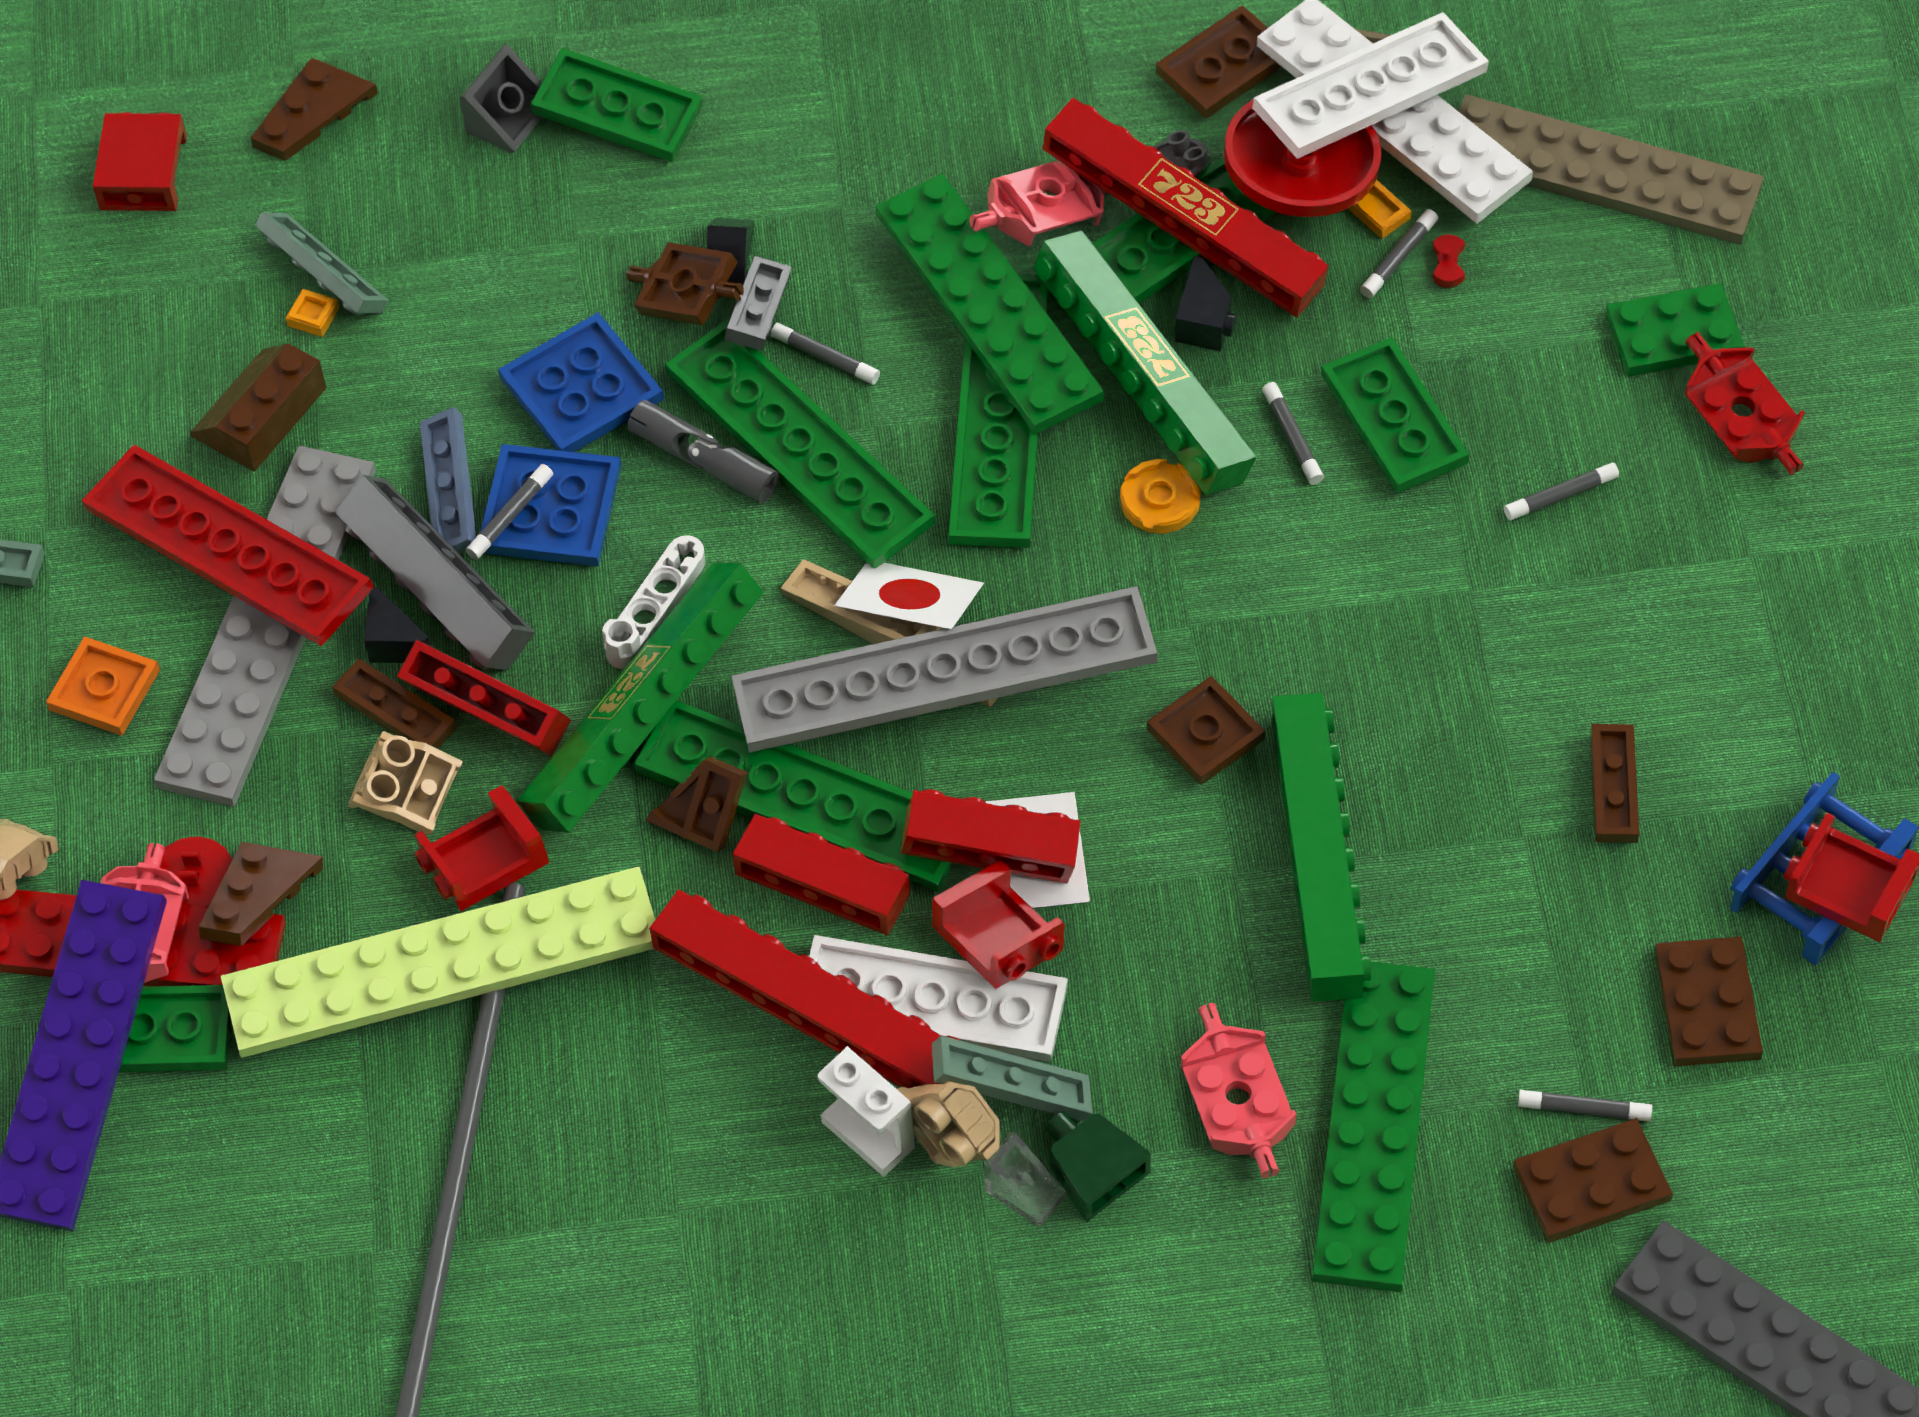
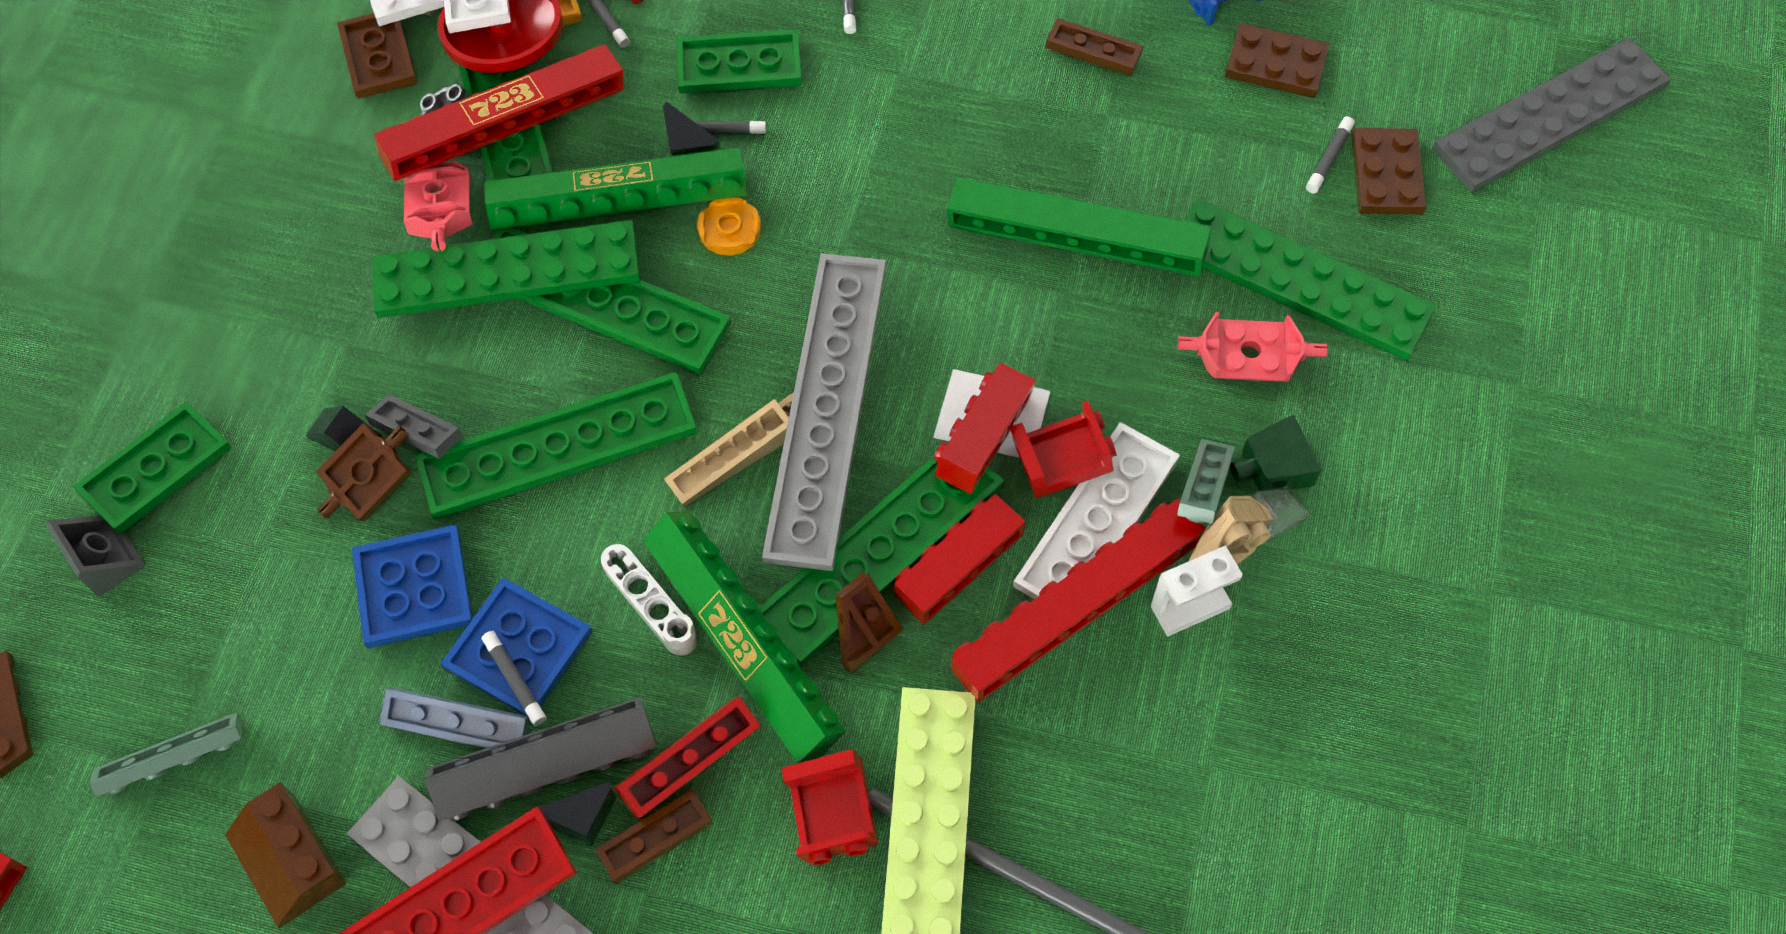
camera: 70 degrees left, 5 degrees up
(312, 312) = (211, 780): light orange tile -> none
(405, 782) = (732, 853): tan slope -> none
(723, 463) = (545, 504): dark grey piece -> none
(825, 353) = (485, 397): dark grey bar -> none
(910, 594) = (742, 411): white sticker -> none
(1204, 310) = (586, 138): black slope -> none
(1206, 730) = (945, 264): reddish brown plate -> none
(1256, 395) = (685, 134): none -> black slope

